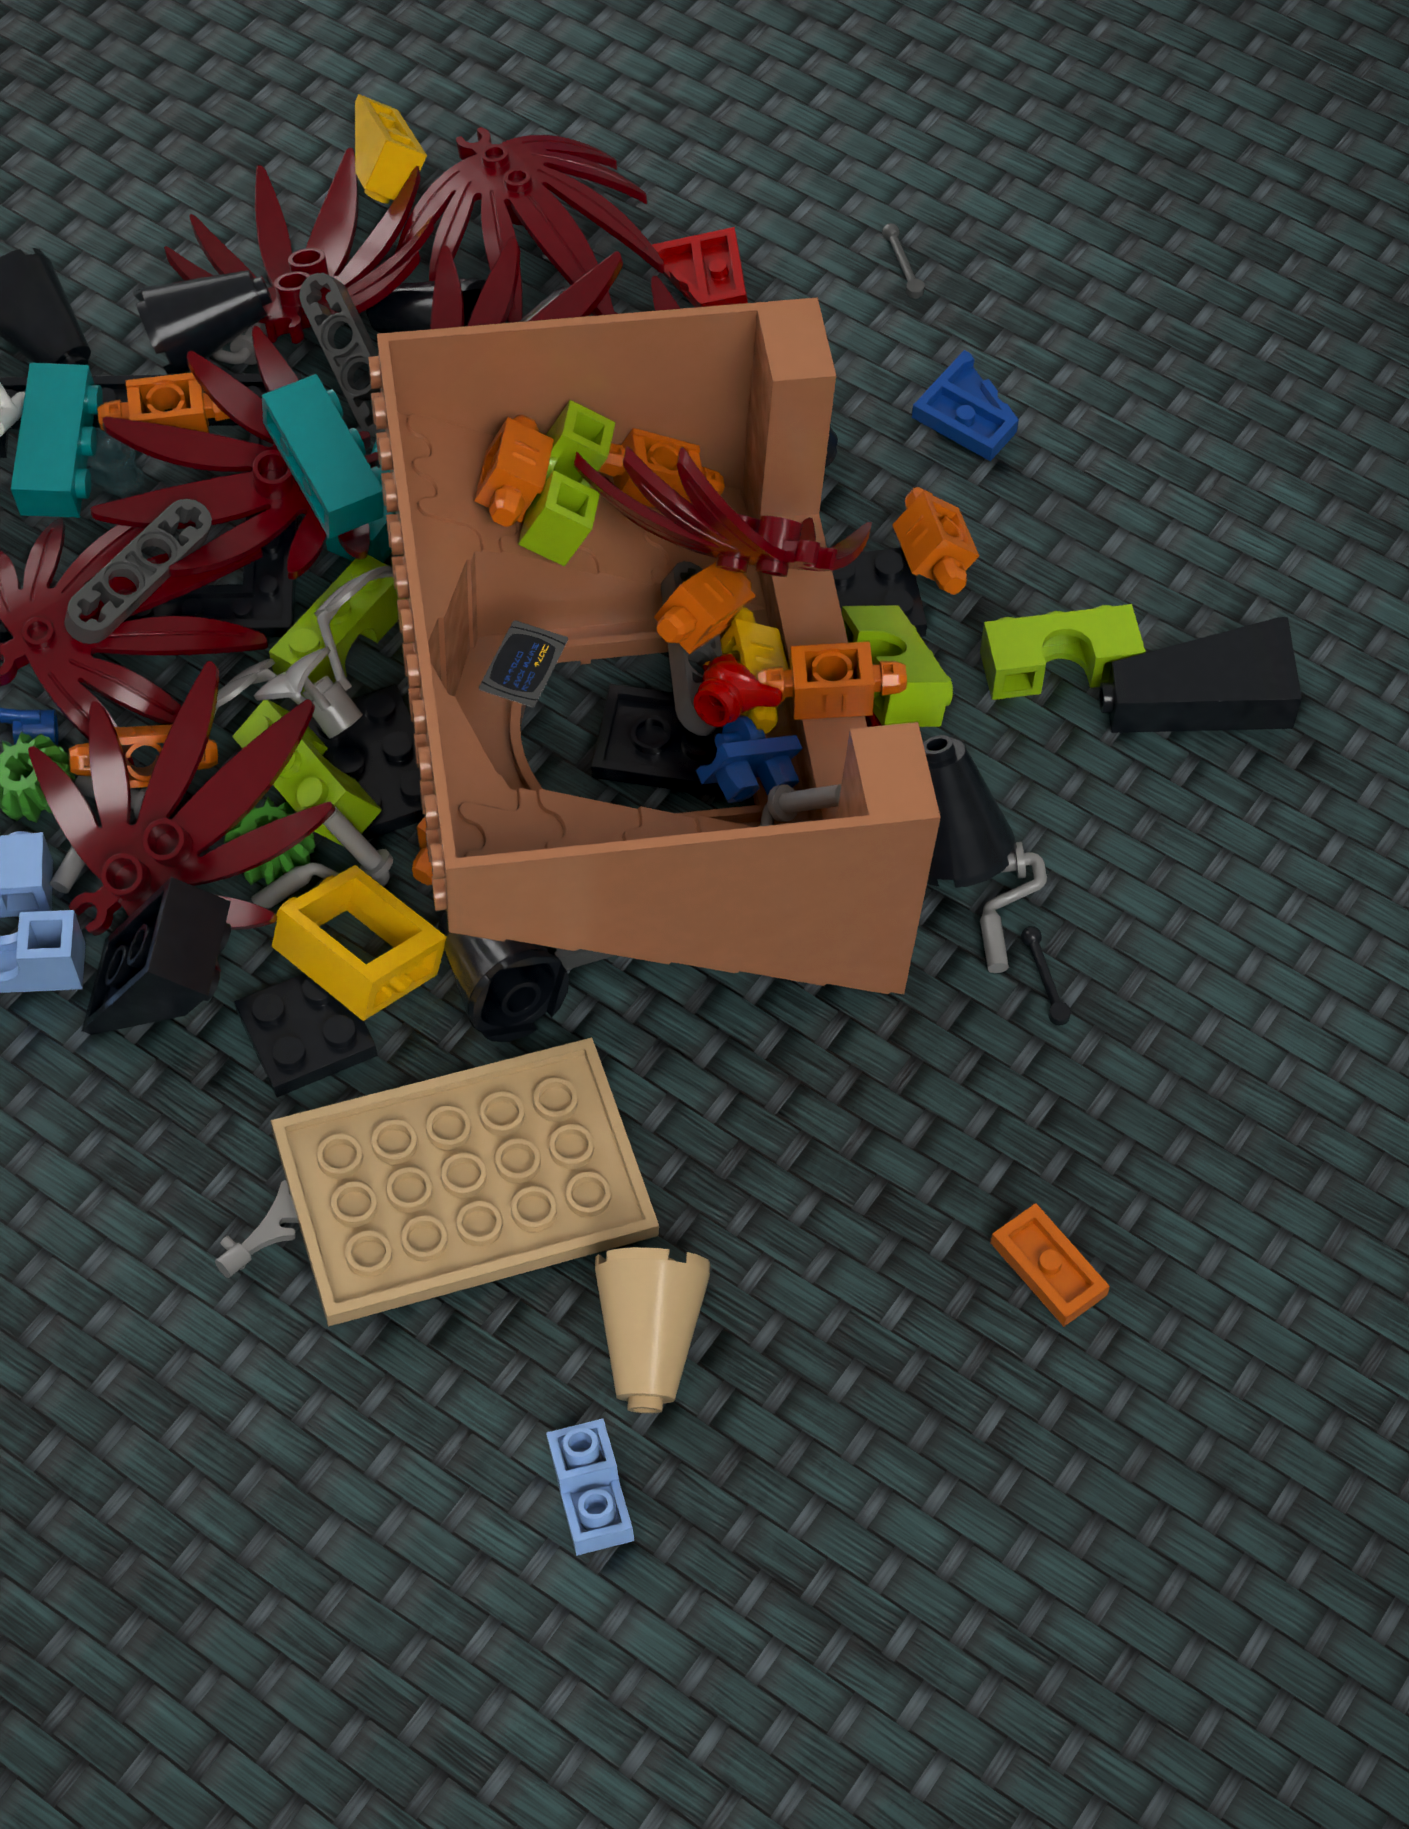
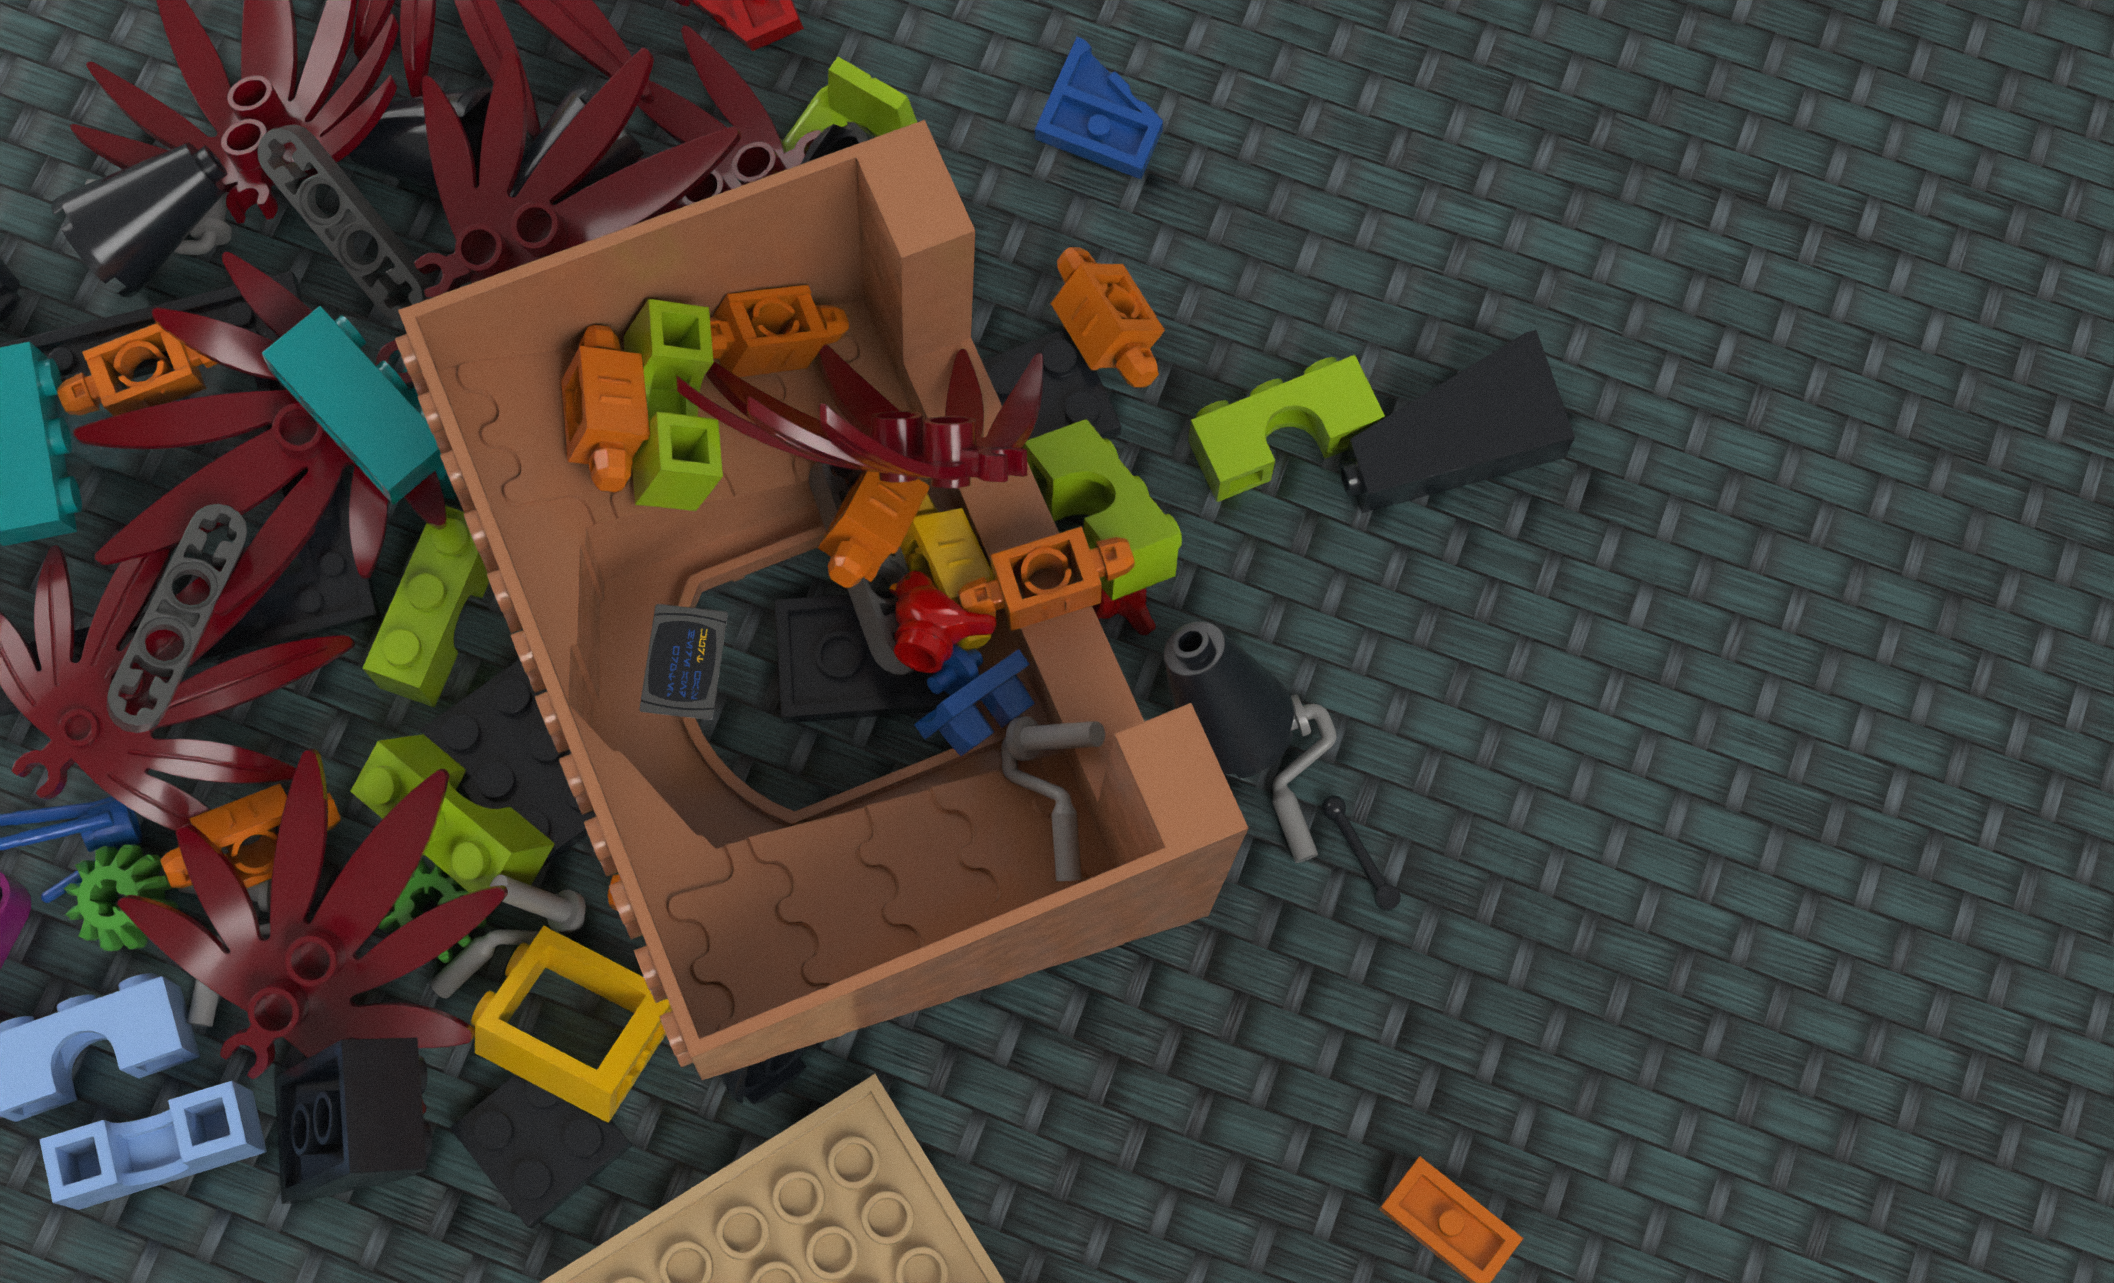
camera: 15 degrees left, 15 degrees up
(332, 704) = (434, 716): light grey plant -> none

